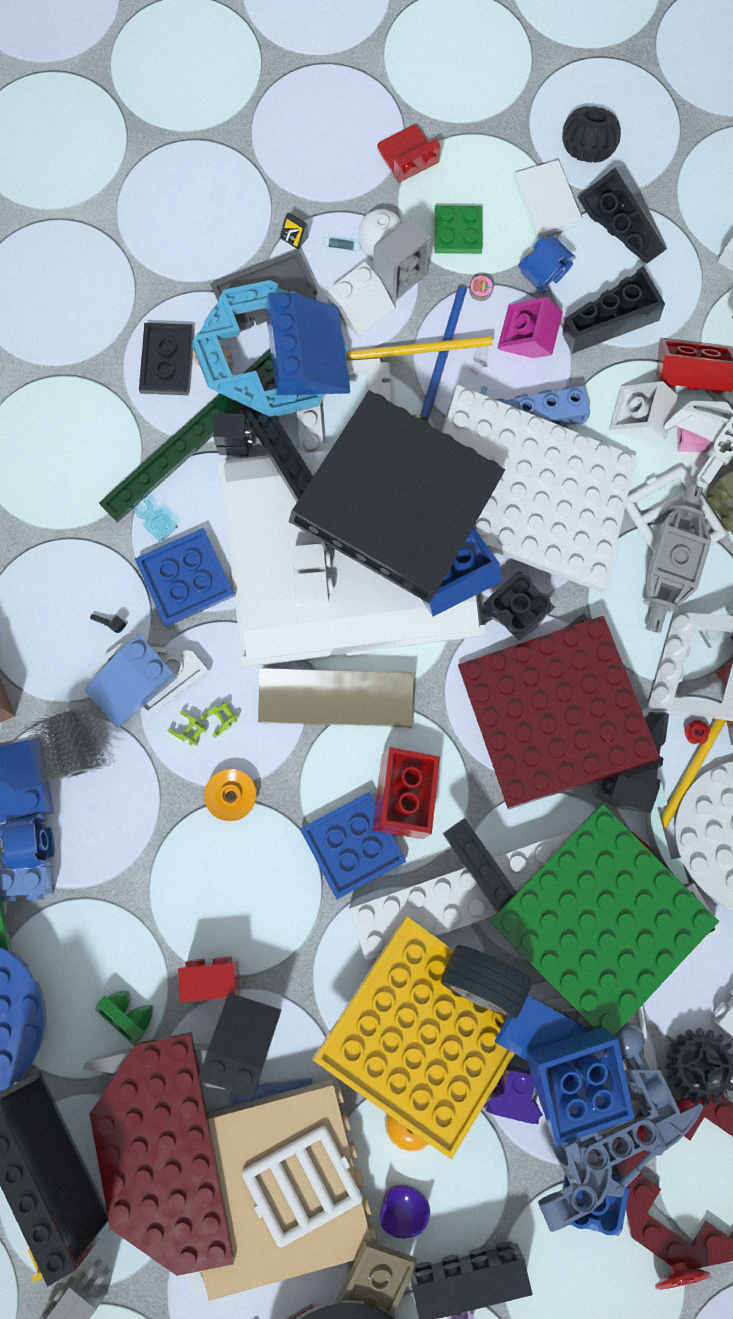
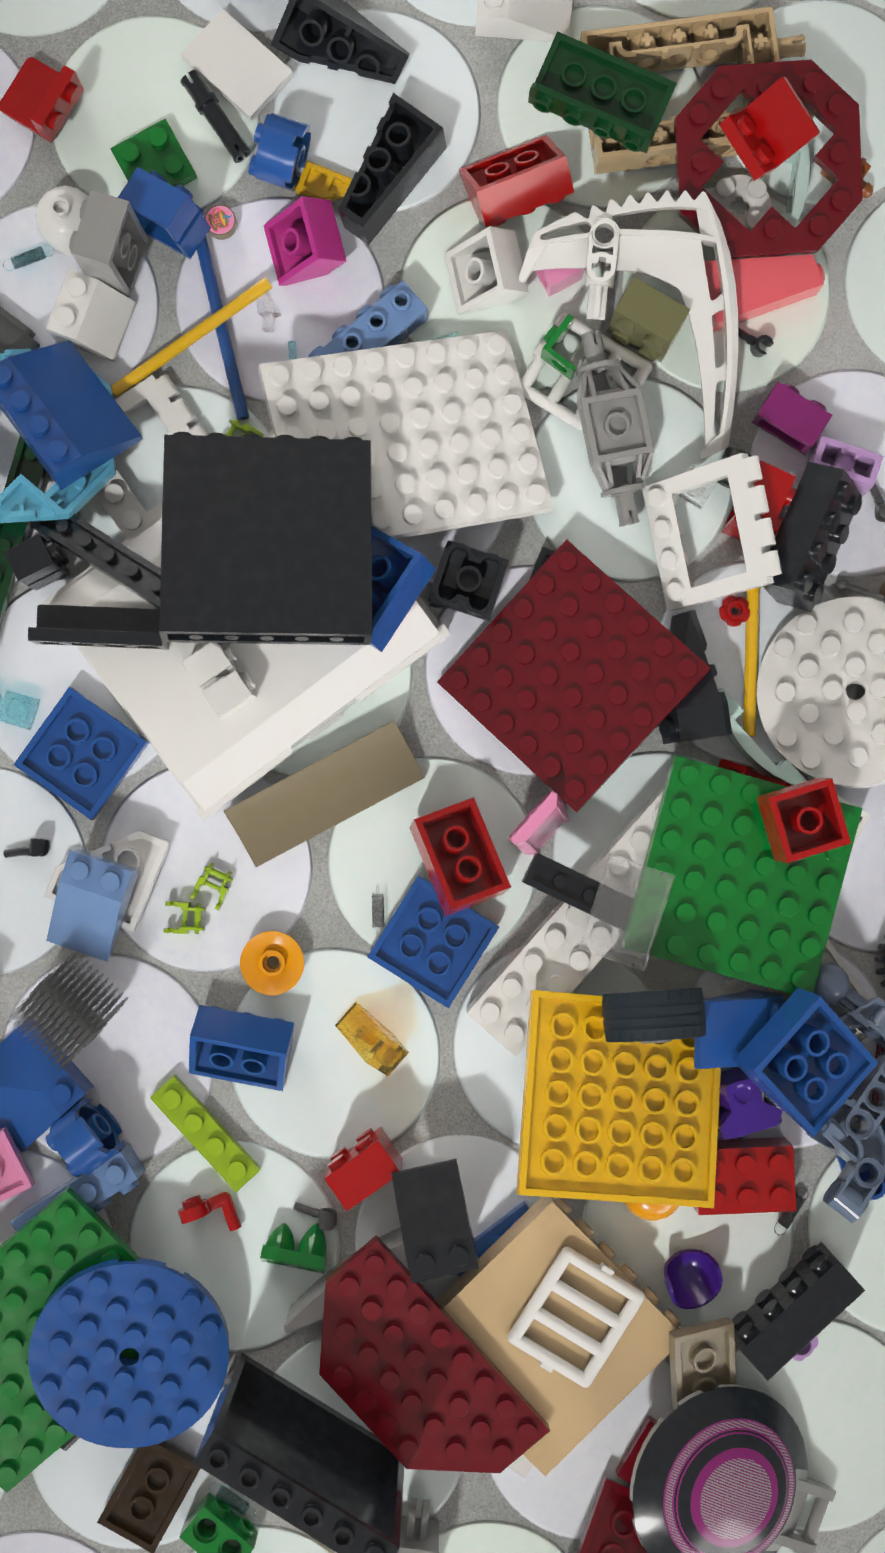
camera: 30 degrees left, 10 degrees up
(72, 941) = (195, 1208): none -> red plate
(111, 891) = (205, 1133): none -> lime plate
(161, 1004) = (326, 1216): none -> dark grey hand
(172, 843) = (240, 1047): none -> blue slope
(248, 495) = (97, 627): none -> black panel
(269, 891) = (371, 1039): none -> clear yellow slope
(326, 801) = (378, 910): none -> clear piece
(450, 261) = (166, 211): none -> blue piece
(476, 803) = (540, 824): none -> bright pink slope
(491, 1158) = (753, 1177): none -> red brick
(506, 897) = (627, 912): none -> clear piece
(506, 1204) = (787, 1217): none -> dark grey piece
(514, 213) = (207, 105): none -> black pin
(563, 298) = (322, 183): none -> yellow tile
(666, 478) = (552, 339): none -> green bracket
(672, 900) = (803, 820): none -> red brick

